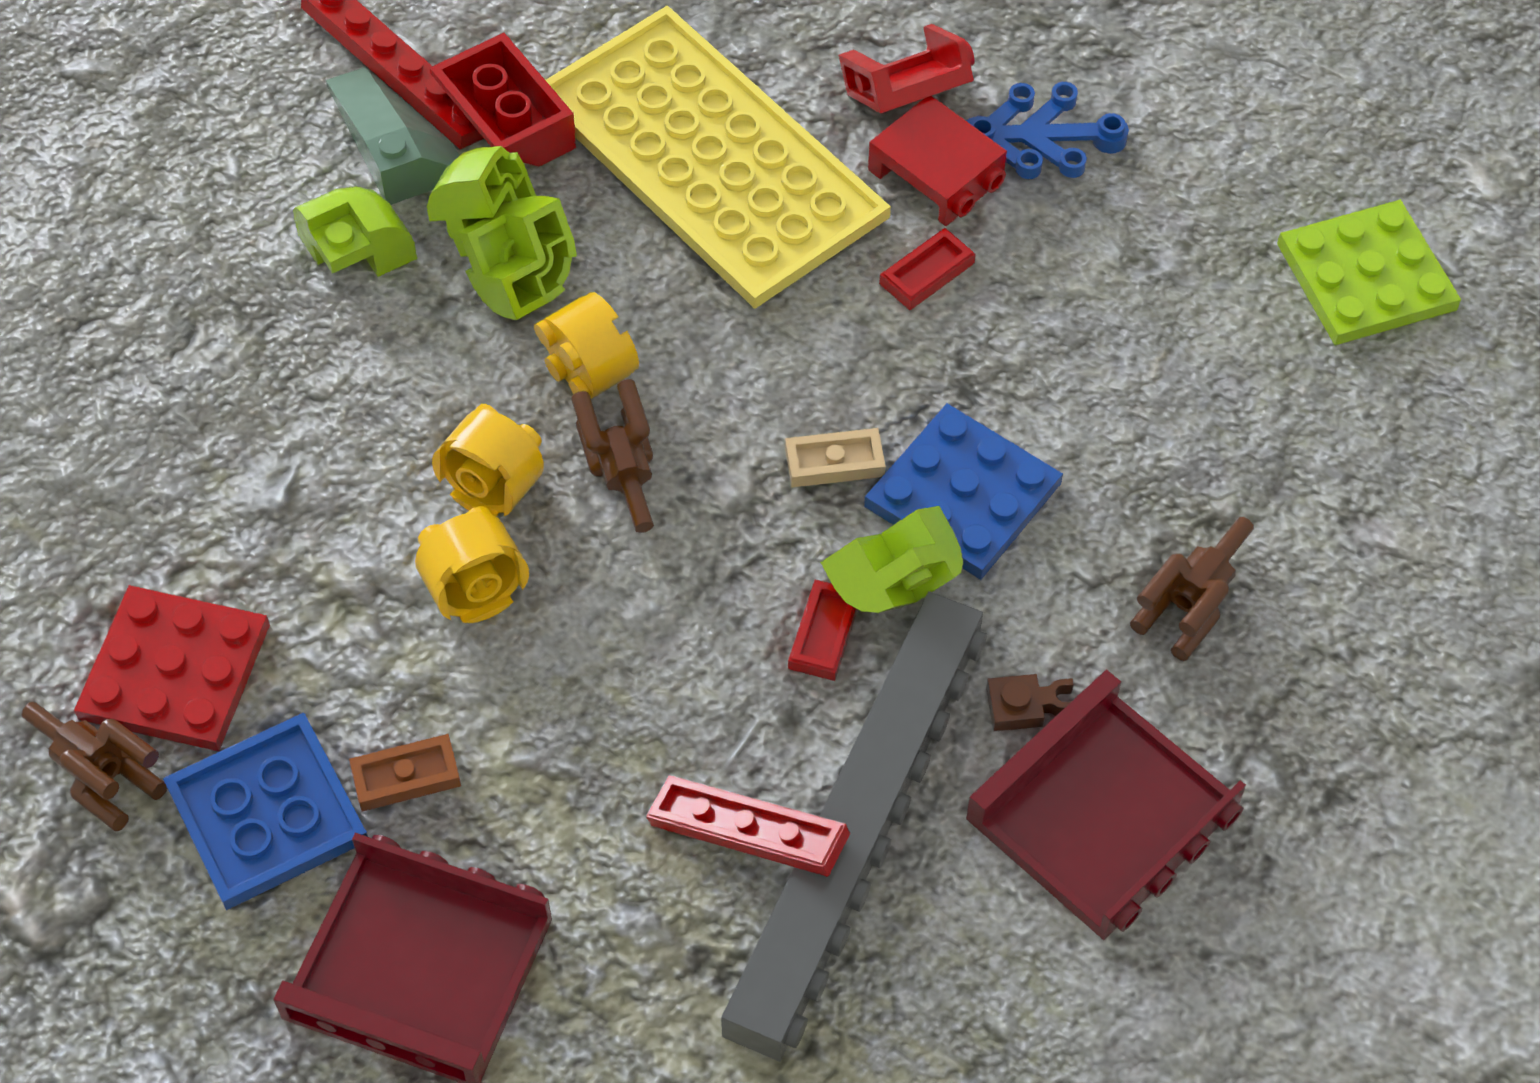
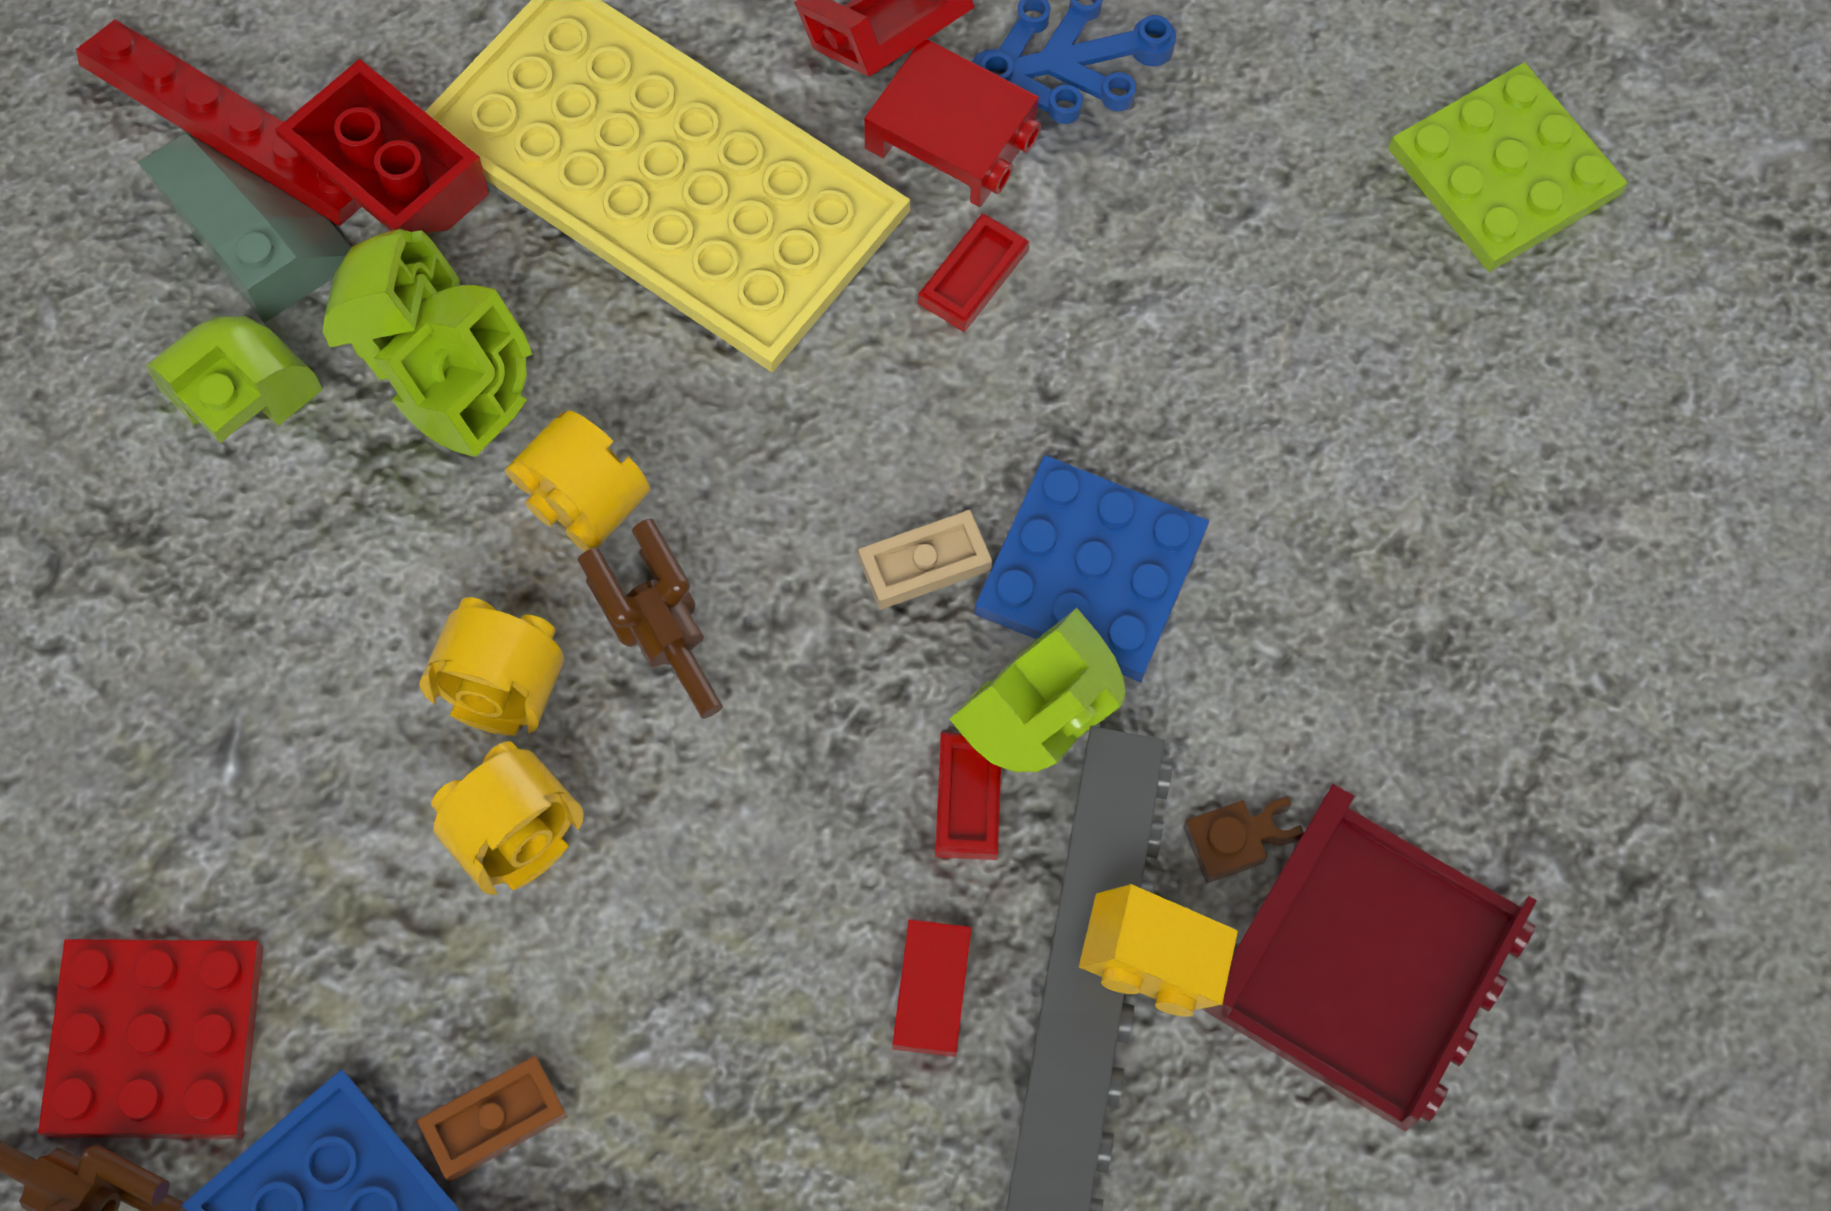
camera: 15 degrees left, 10 degrees up
(749, 825) = (946, 1095): tile -> none
(761, 753) = (931, 988): none -> red tile
(936, 751) = (1158, 950): none -> yellow brick
(1195, 587) = (1410, 643): reddish brown plant -> none

